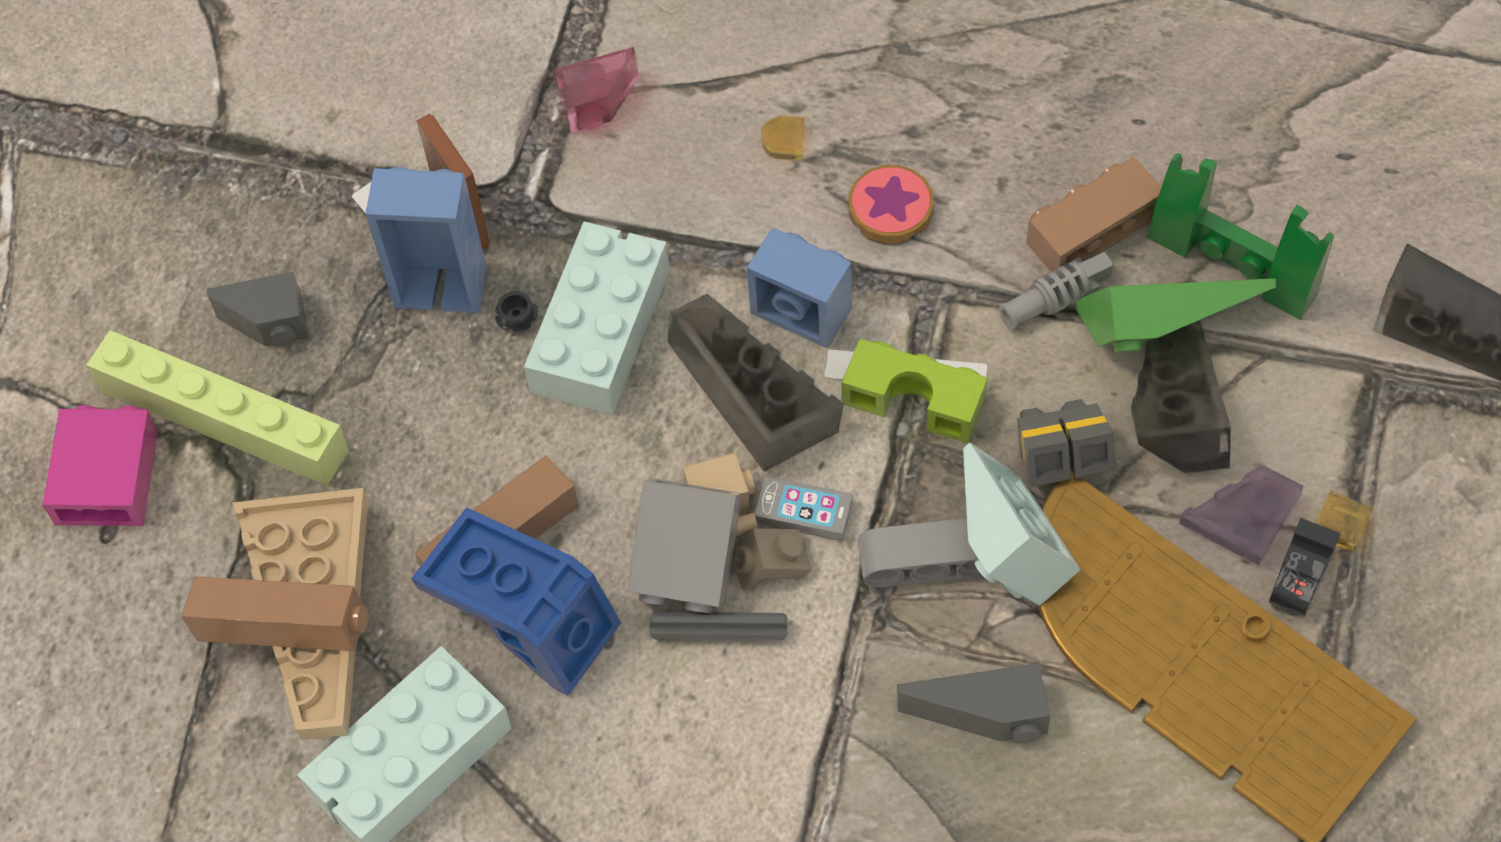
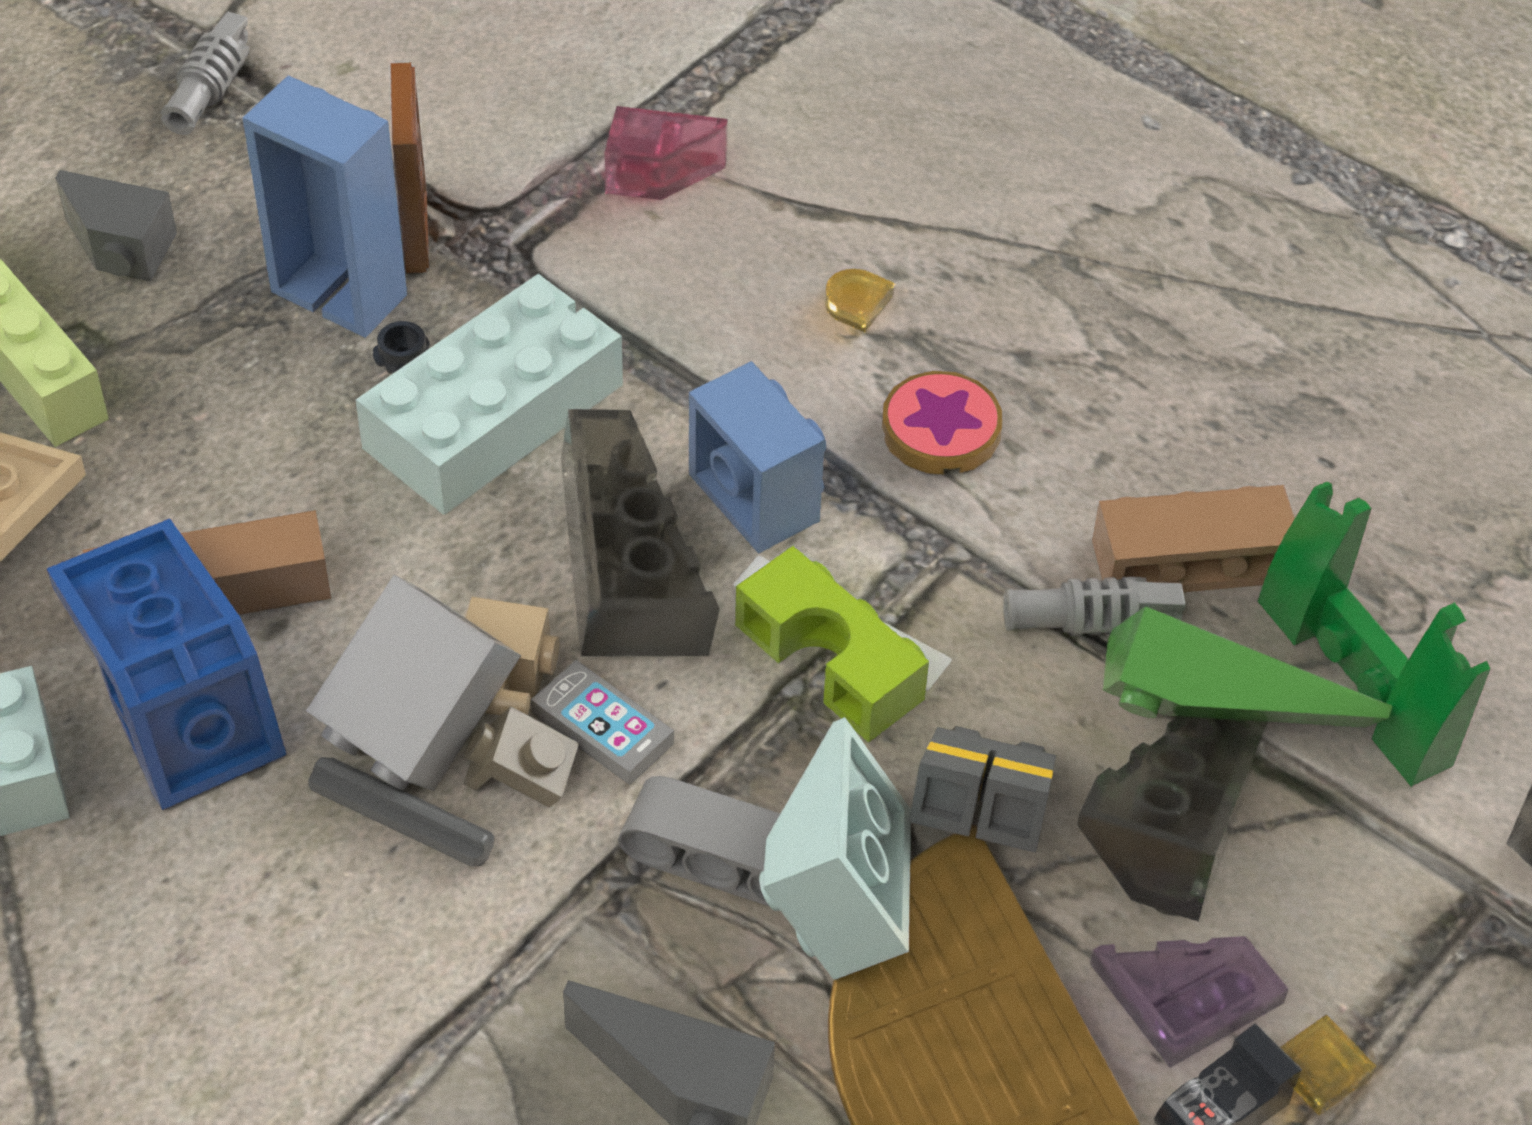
camera: 20 degrees right, 10 degrees down
(245, 165) = (207, 73): none -> light grey hinge

